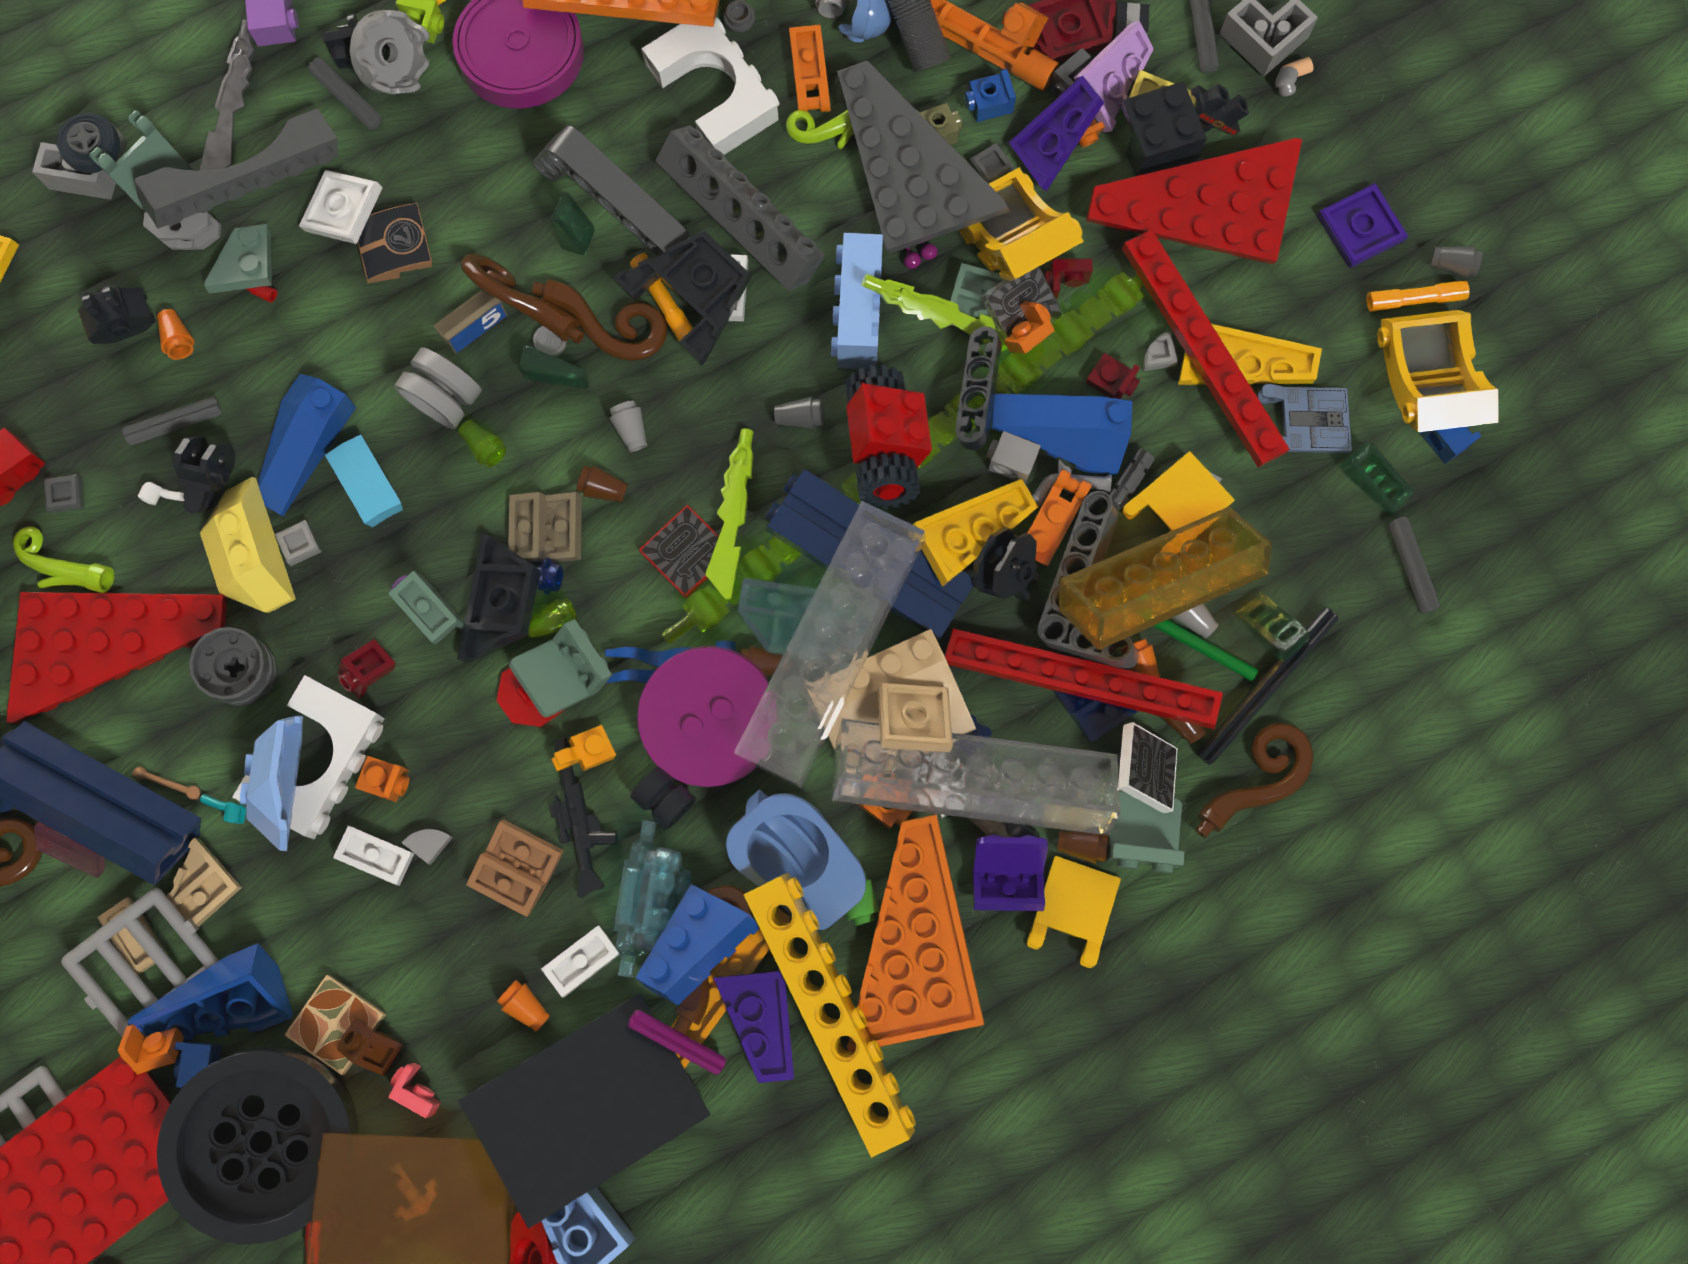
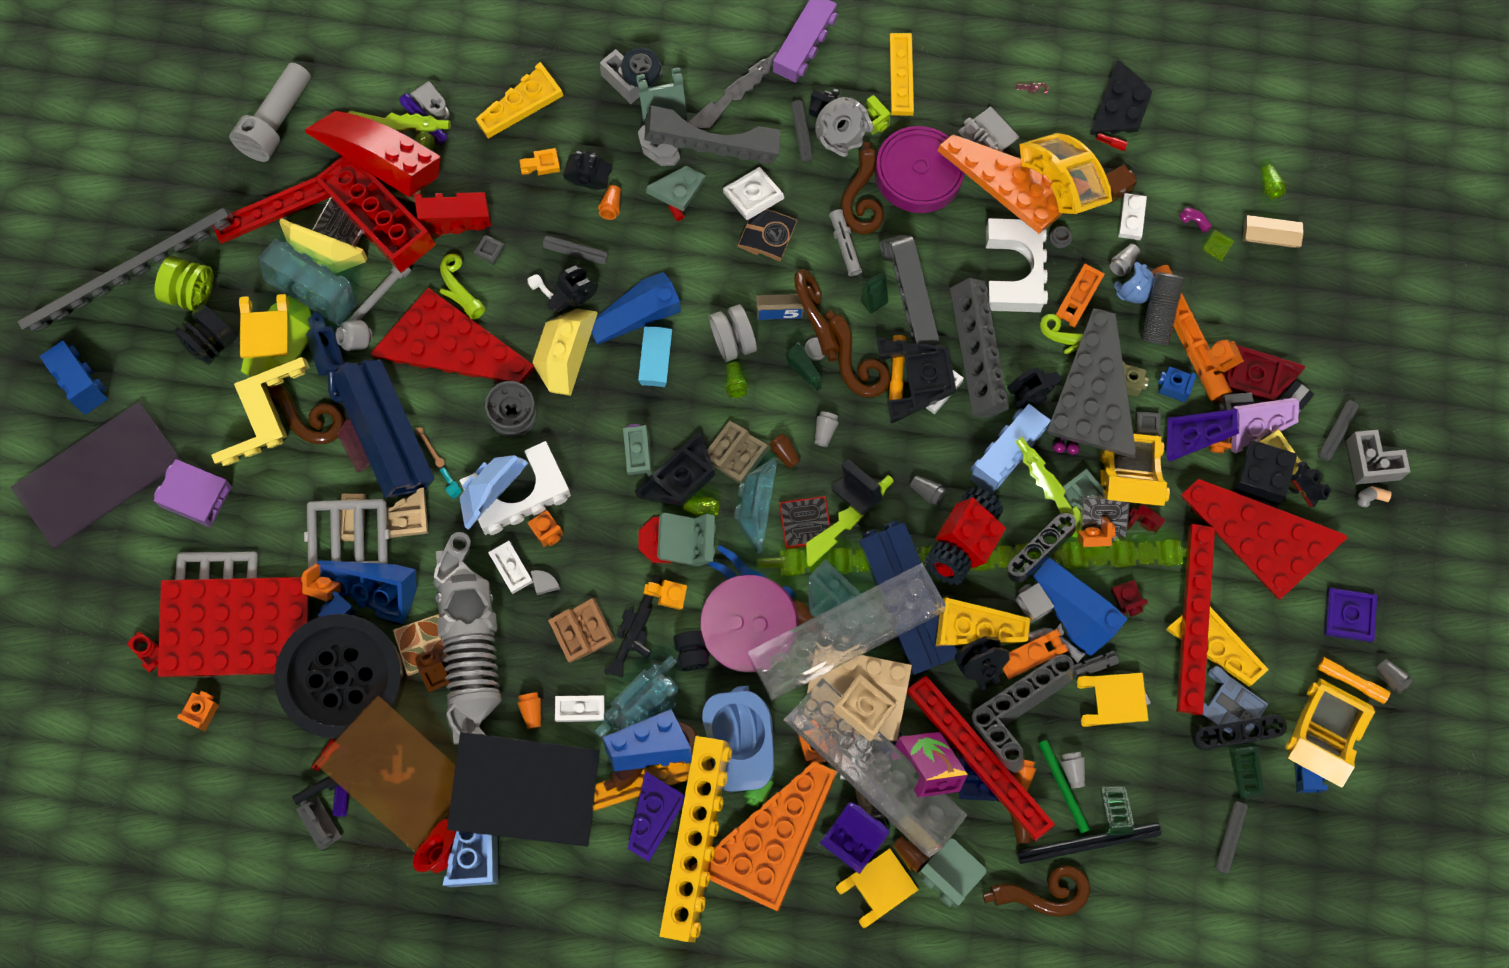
camera: 35 degrees right, 5 degrees down
(53, 340) = (543, 161): none -> light orange plate
(298, 543) = (594, 365): light grey tile -> none
(364, 668) = (580, 460): dark red bracket -> none
(381, 974) = (468, 634): none -> piece
(415, 1098) = (437, 716): coral bracket -> none
(455, 86) = (867, 164): none -> reddish brown plant
(483, 183) = (838, 220): none -> light grey pin
(550, 577) = (718, 482): clear blue plate -> none
(612, 570) = (755, 503): none -> clear light blue wedge
(677, 1042) = (599, 791): magenta axle -> none
(718, 469) = (857, 489): none -> black panel
(834, 210) = (1033, 386): none -> black hinge
(1038, 722) = (935, 763): none -> magenta panel
(1147, 768) = (980, 836): tile -> none
(1160, 353) = (1168, 604): light grey tile -> none
(1164, 577) = (1070, 733): clear yellow brick -> none
(1342, 443) = (1239, 732): none -> black beam

